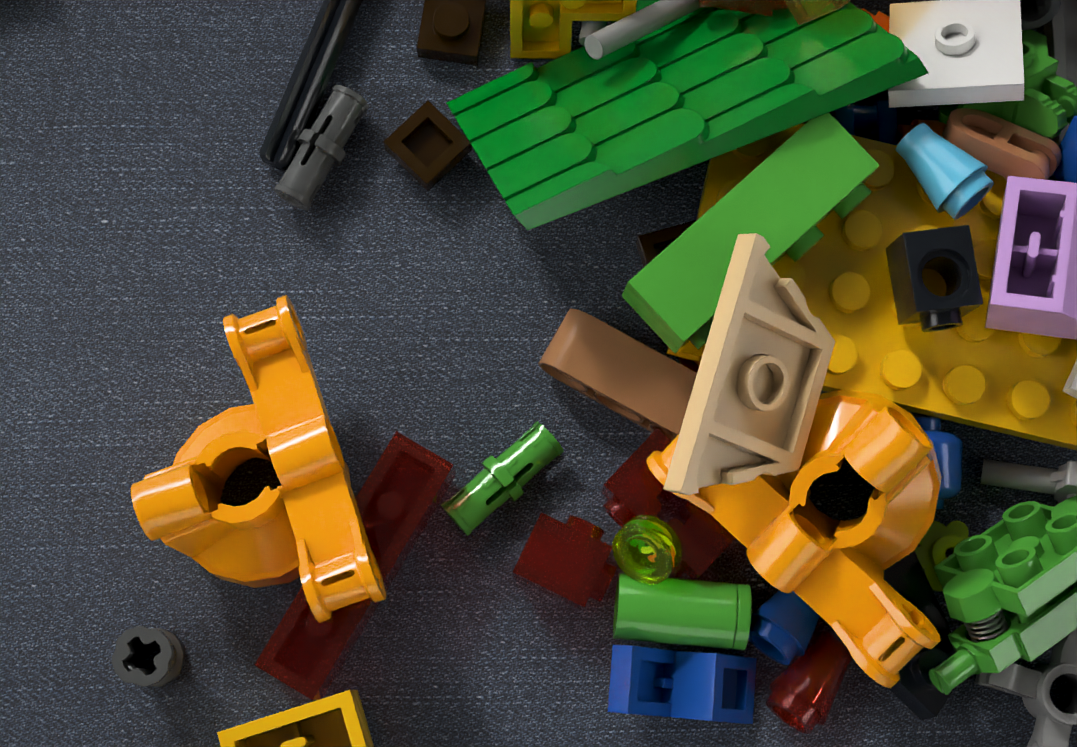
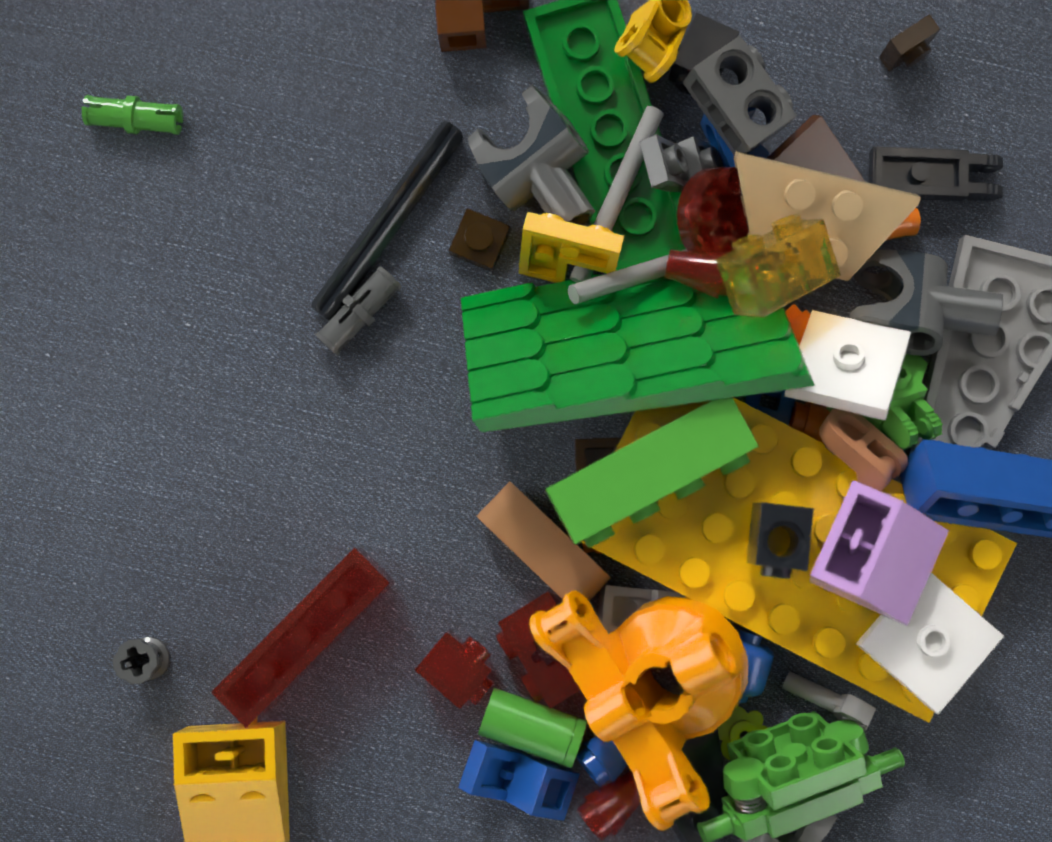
camera: 25 degrees right, 5 degrees up
(288, 532) = (278, 595): light orange piece -> none
(427, 145) = (437, 328): dark brown plate -> none
(502, 478) = (428, 594): bright green pin -> none
(647, 549) = (516, 679): clear neon green tile -> none
(753, 380) = (619, 585): tan wing -> none
(944, 171) = (811, 458): medium azure cone -> none

